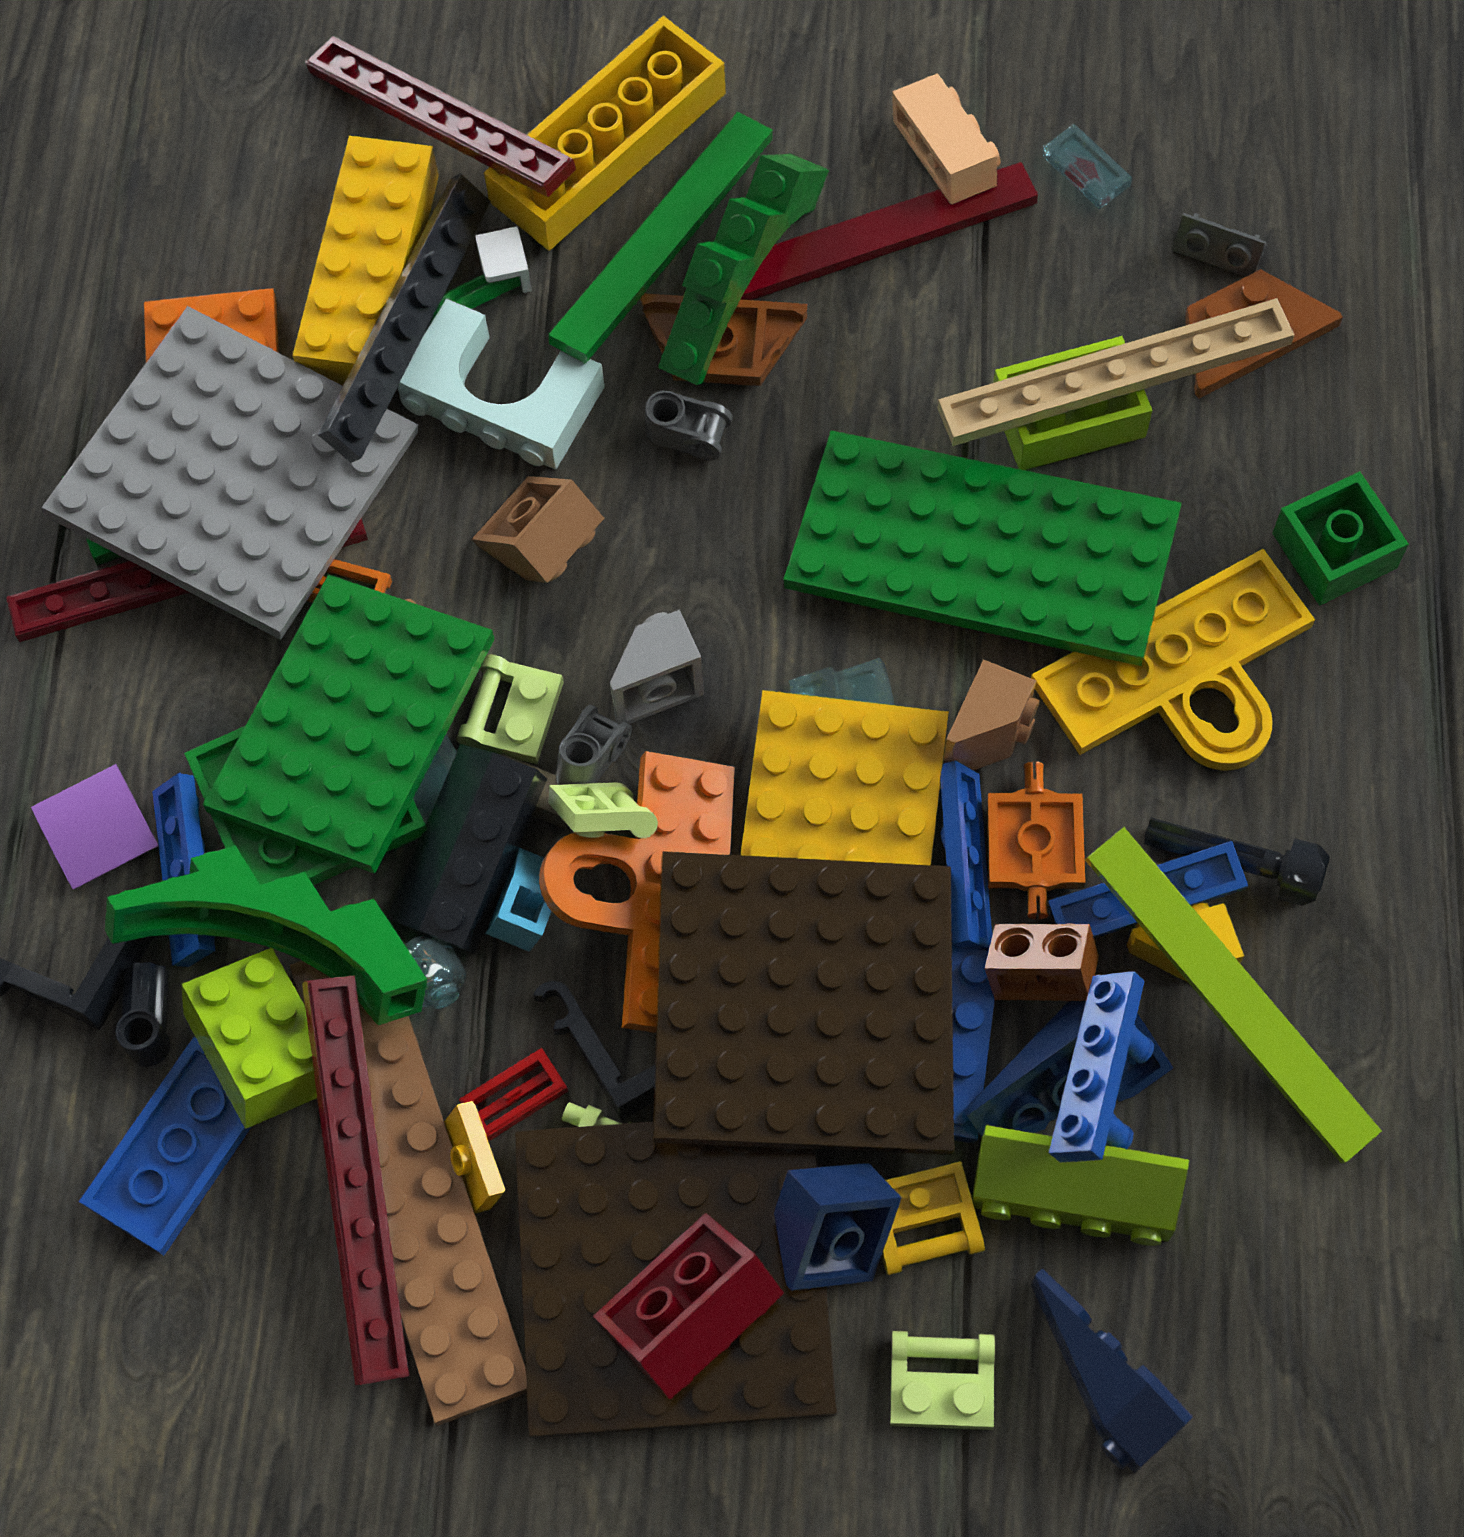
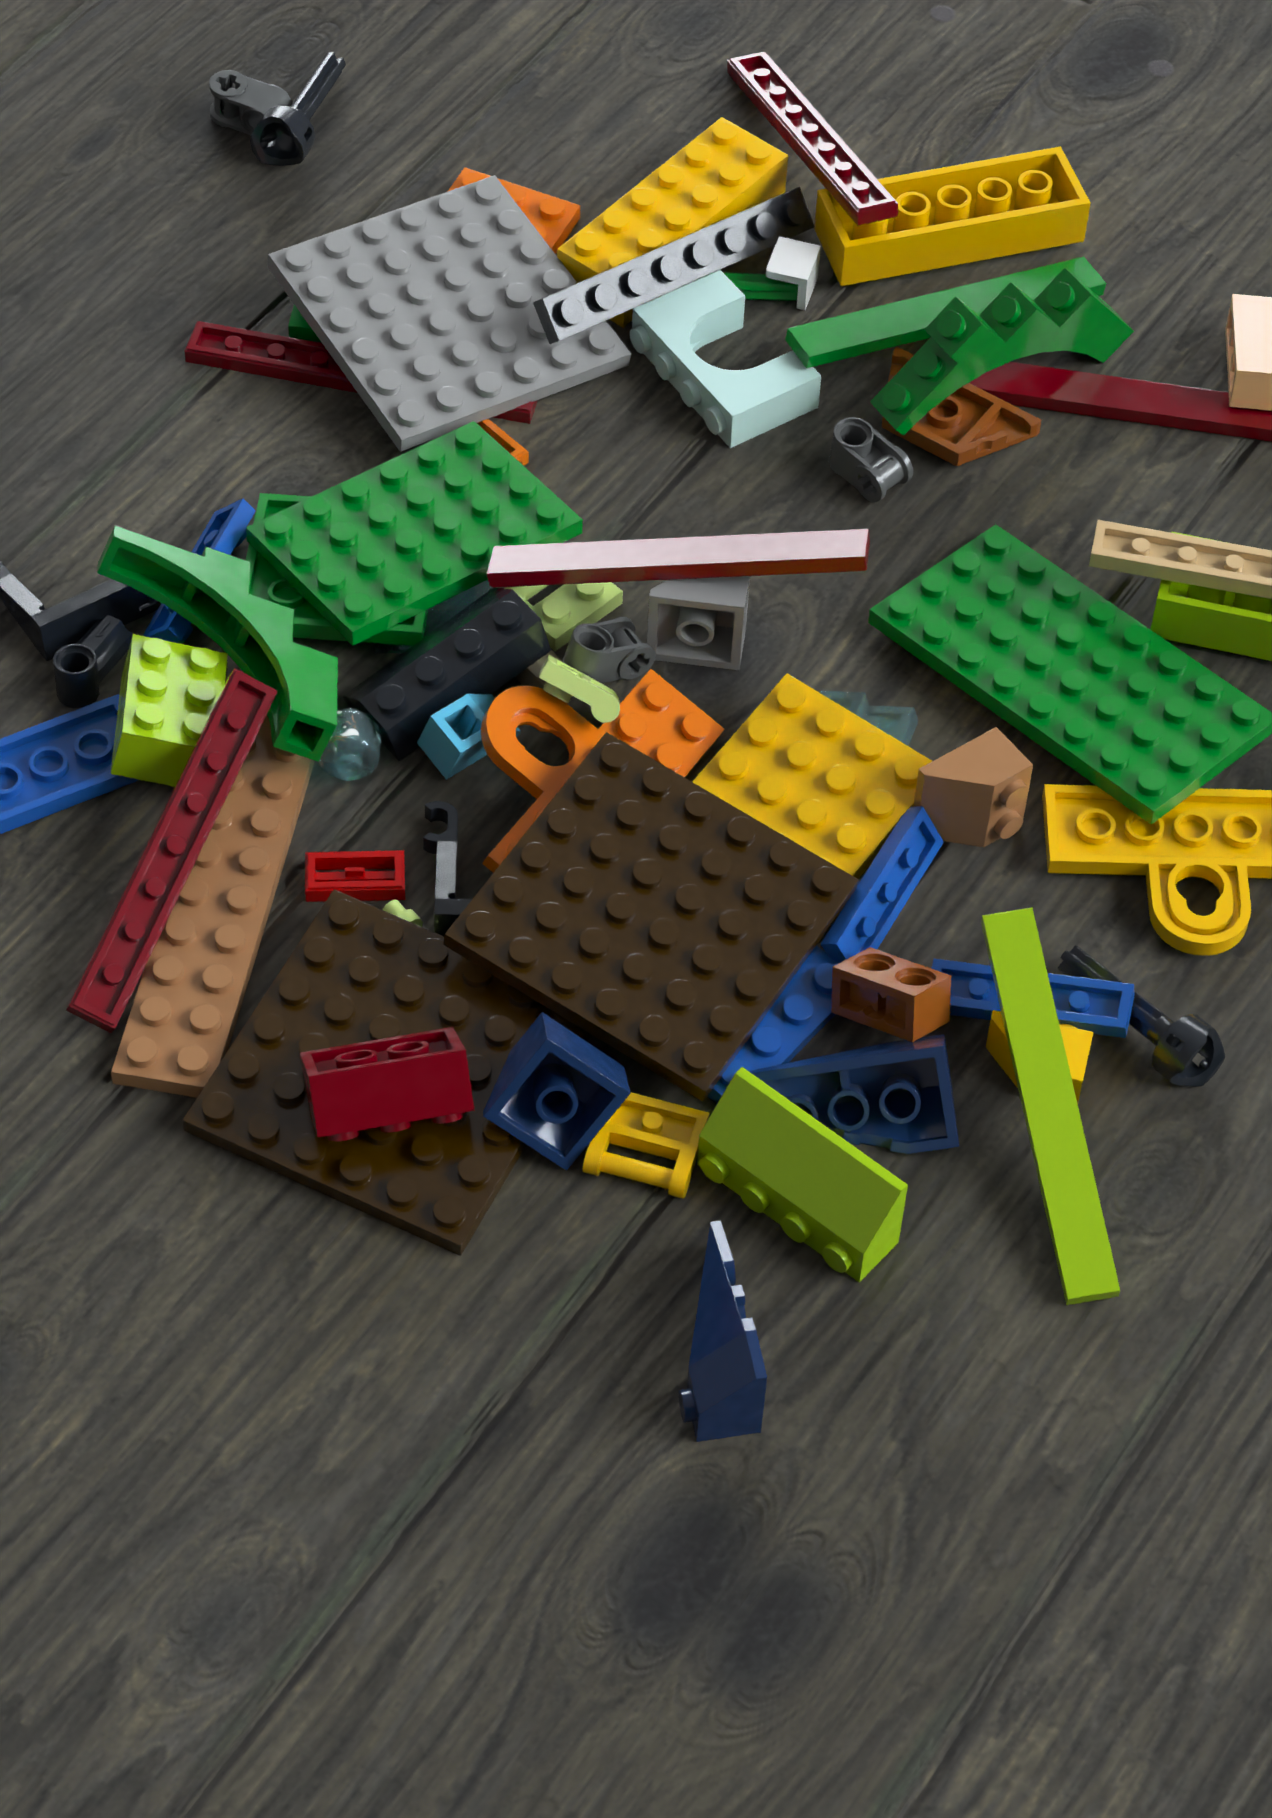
camera: 25 degrees right, 15 degrees down
(94, 826) = (150, 505): medium lavender slope -> none
(473, 1157) = (285, 896): yellow plate -> none
(540, 528) = (683, 477): medium nougat slope -> none
(616, 639) = (679, 558): none -> tile
(942, 1398) = (563, 1287): yellowish green plate -> none
(1035, 840) = (948, 907): orange plate -> none
(1092, 1086) = (855, 1077): blue plate -> none

